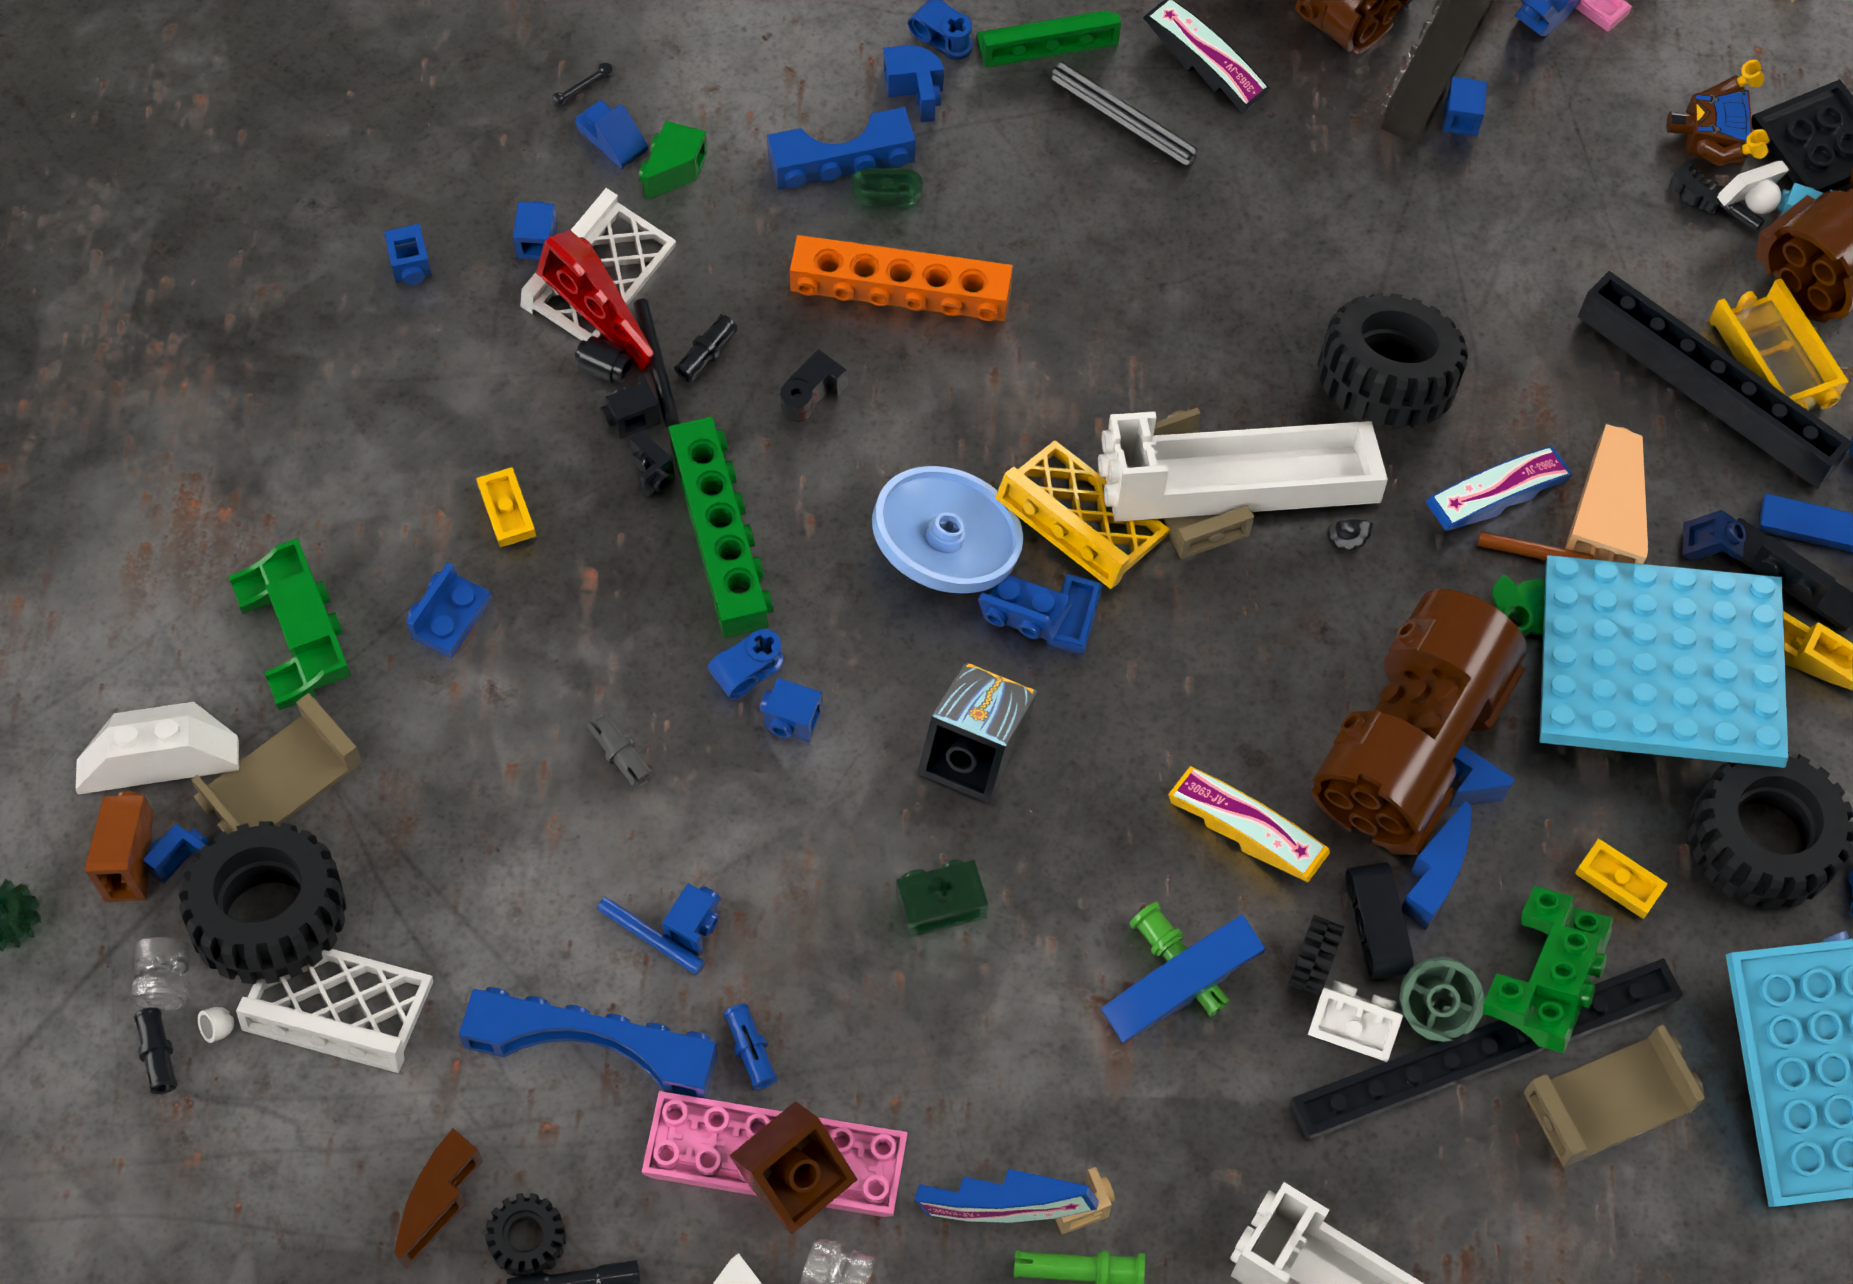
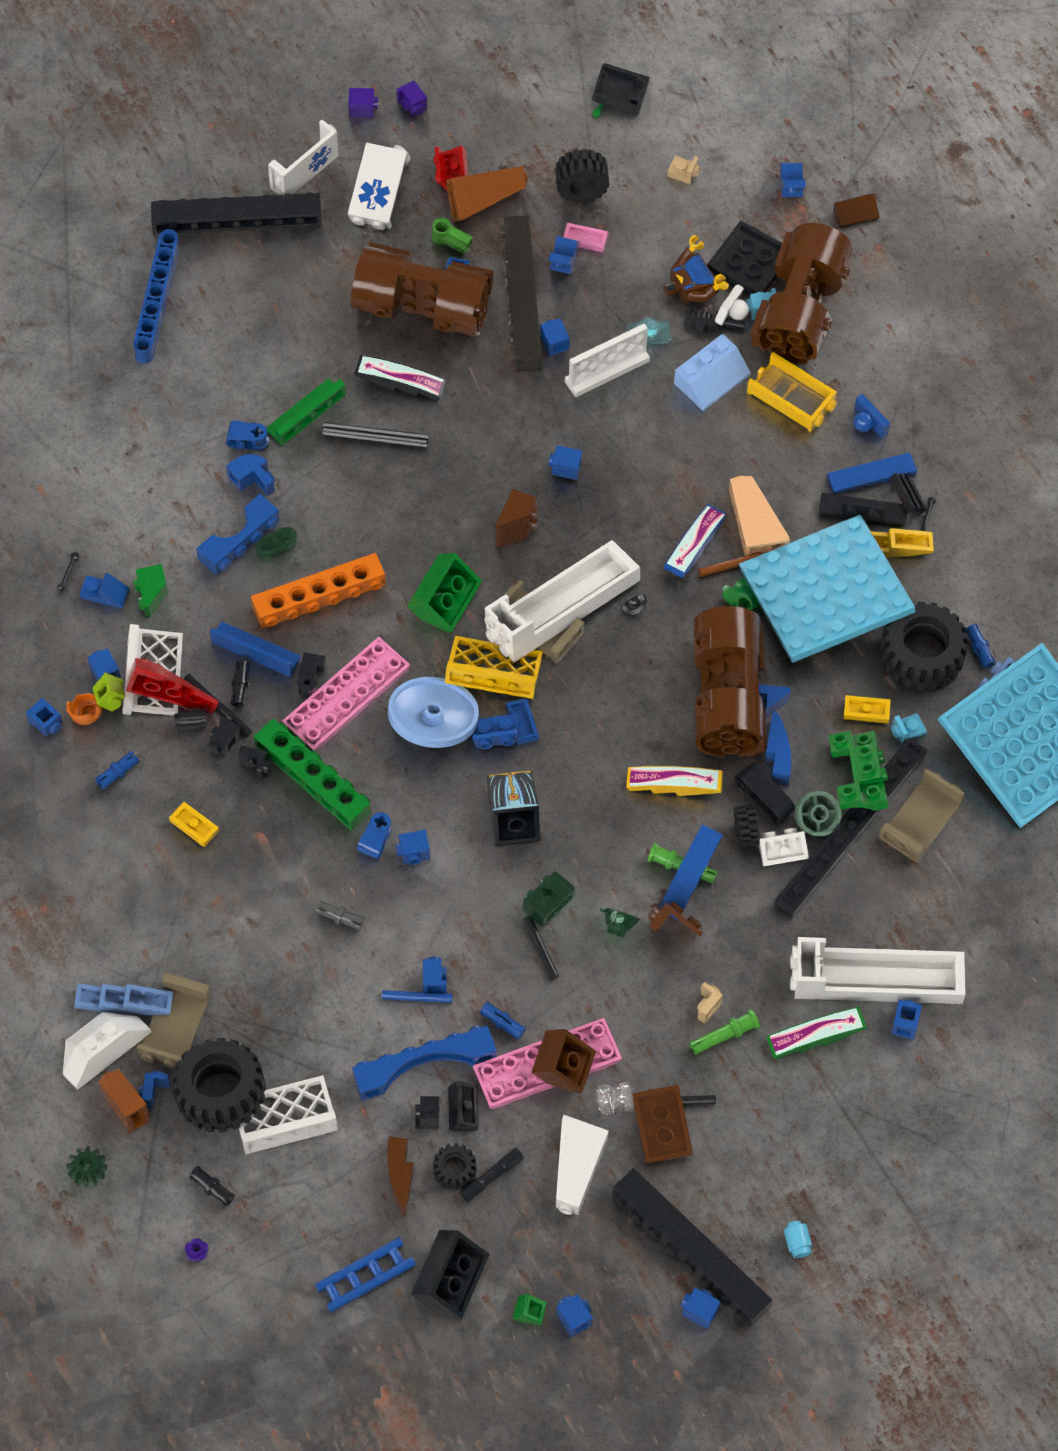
camera: 30 degrees left, 0 degrees up
(71, 1144) = (200, 1254): none -> dark purple plate
(160, 975) = (189, 1148): clear wheel -> none
(215, 1023) = (228, 1155): white hinge -> none
(232, 700) = (123, 1000): none -> medium blue slope
(299, 603) = (131, 938): green bracket -> none
(447, 611) = (202, 894): blue bracket -> none
(456, 377) = (117, 770): none -> blue pin
(469, 271) = (84, 709): none -> orange hair
(514, 263) = (113, 696): none -> lime brick
(541, 1125) = (427, 1113): none -> black brick
(605, 1147) = (463, 1106): none -> black slope
(760, 312) = (255, 649): none -> blue panel
(845, 442) = (346, 694): none -> bright pink plate
(883, 967) = (541, 948): none -> black bar
(1018, 1200) = (680, 1015): blue slope -> none
(1025, 994) = (619, 922): none -> clear green piece
(1079, 372) = (445, 592): none -> green slope
(1118, 1029) = (659, 915): none -> reddish brown bracket
(1246, 320) = (517, 518): none -> reddish brown slope
(1371, 275) = (566, 462): none -> blue brick
(1392, 360) = (609, 520): black tyre -> none
(1526, 184) = (605, 367): none -> white fence
(1608, 166) = (657, 330): none -> clear light blue tile
(1673, 942) = (908, 727): none -> medium azure bracket
(1674, 261) = (711, 372): none -> light blue slope
(1713, 535) = (814, 509): dark blue bracket -> none
(1714, 379) = (768, 425): black brick -> none

